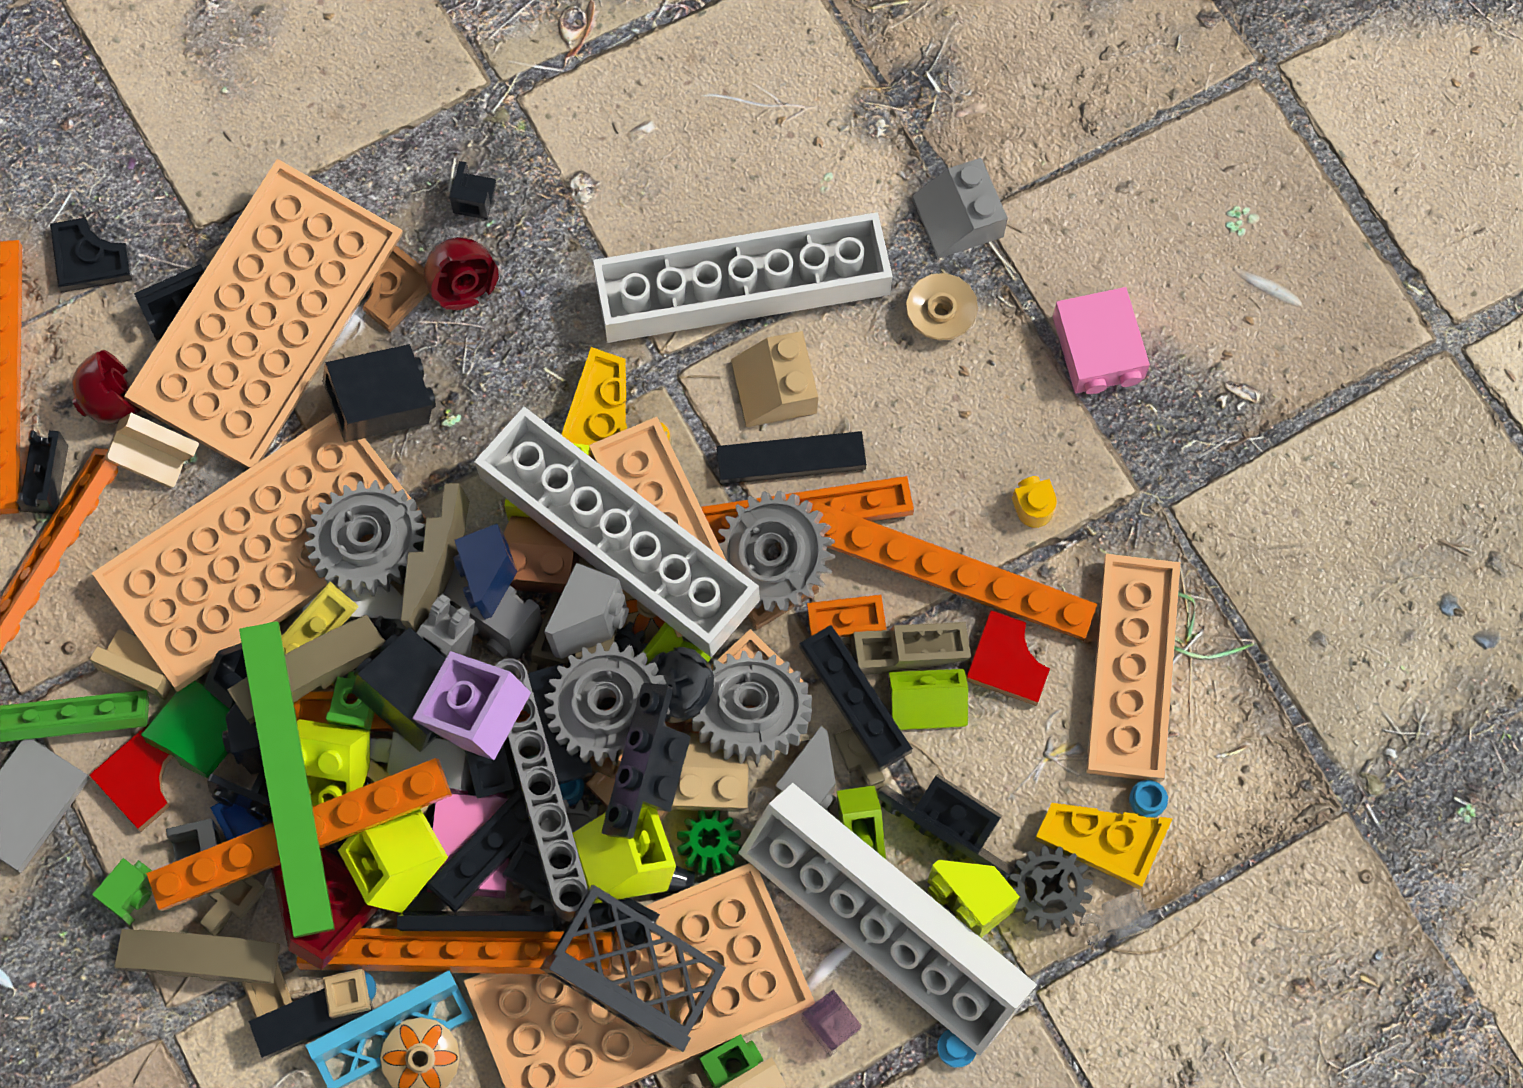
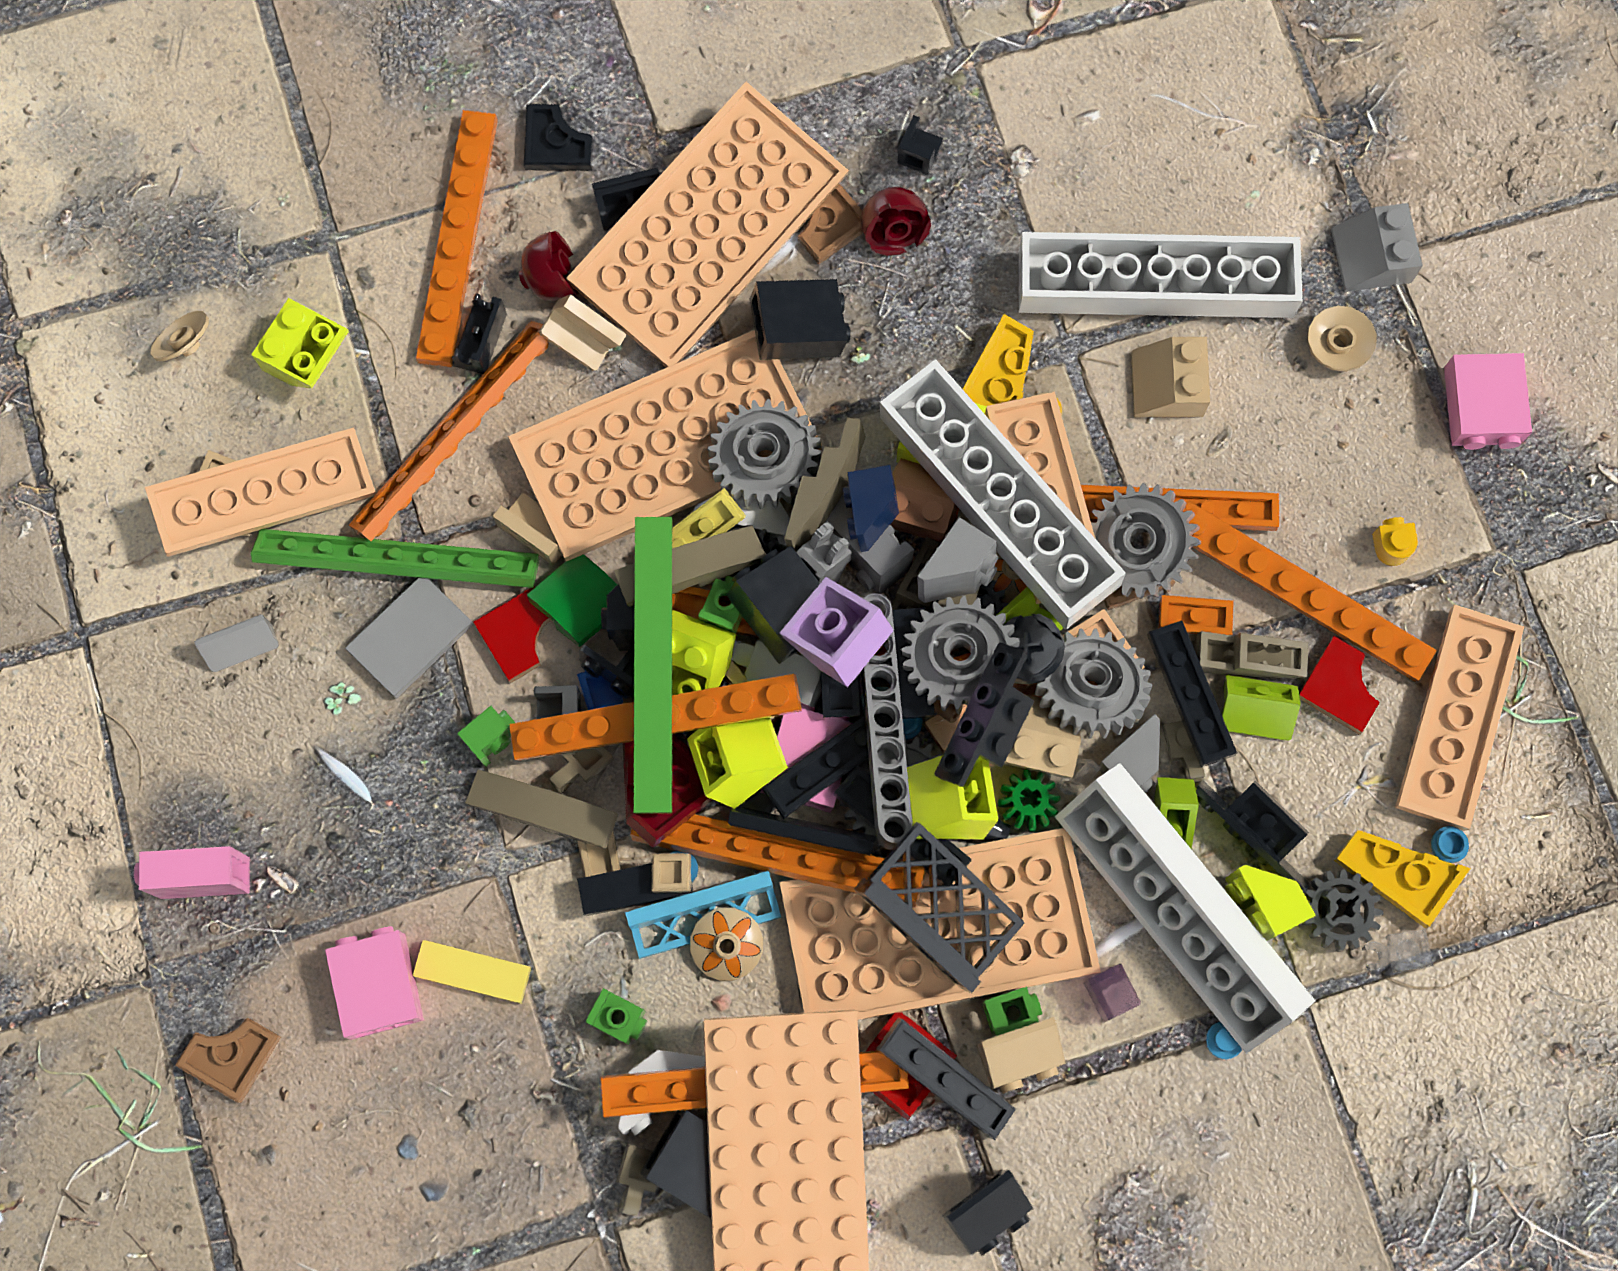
camera: 15 degrees right, 5 degrees up
(225, 672) = (615, 553): black panel -> none
(791, 457) = (1171, 454): black tile -> none

